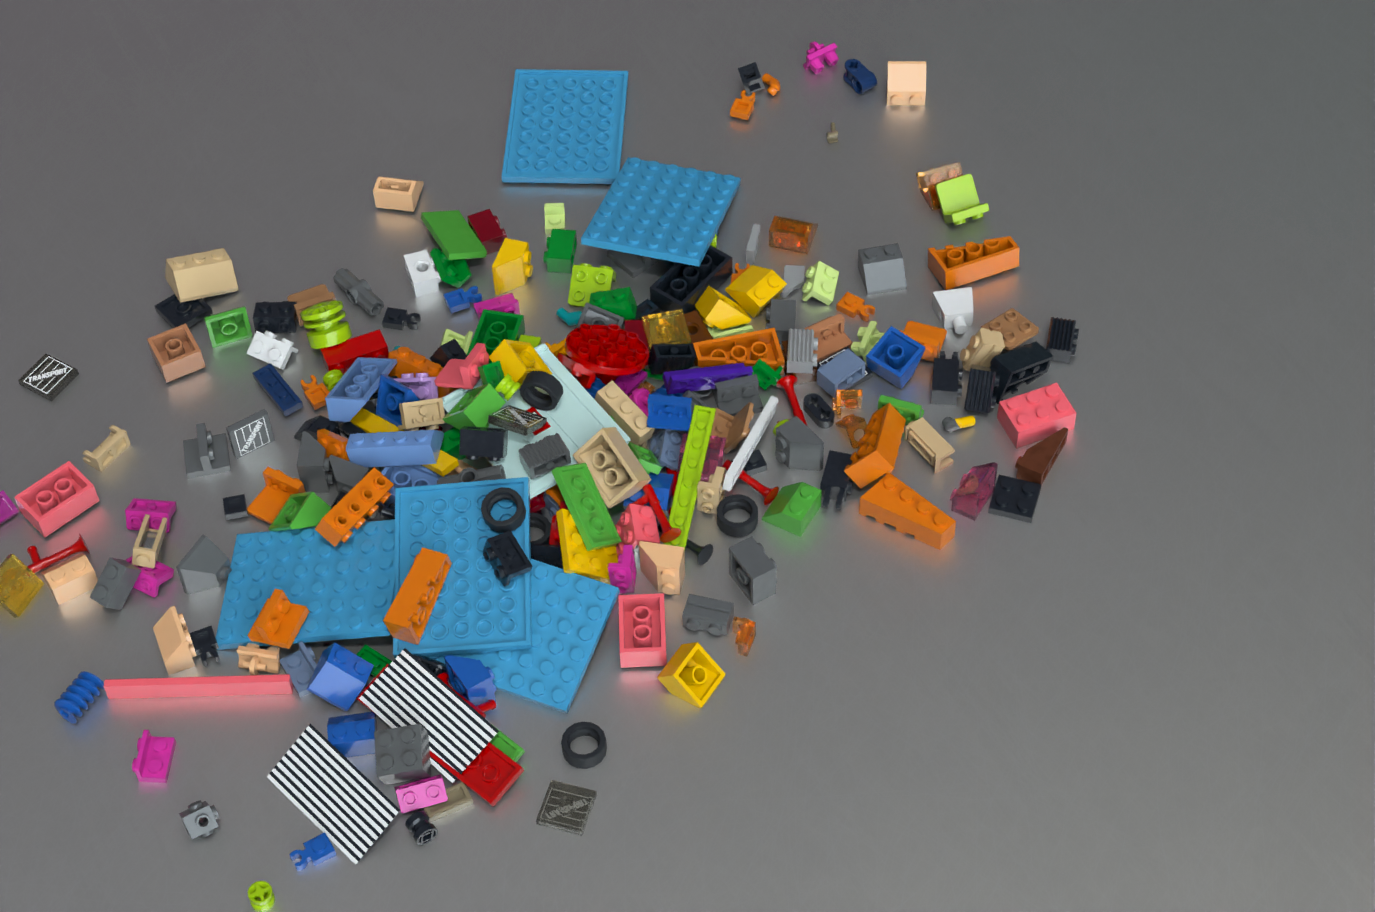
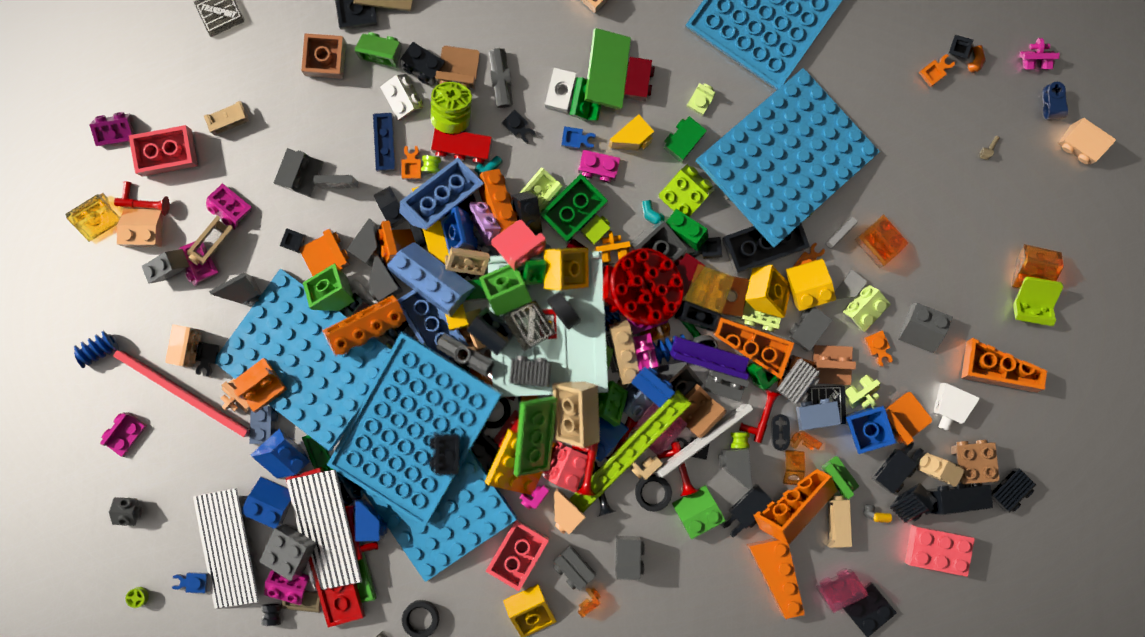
camera: 30 degrees right, 35 degrees up
(417, 596) = (363, 441): orange wedge -> none
(498, 495) = (449, 413): black tyre -> none
(507, 387) = (539, 292): lime wheel -> none
(1041, 457) = (910, 592): copper slope -> none

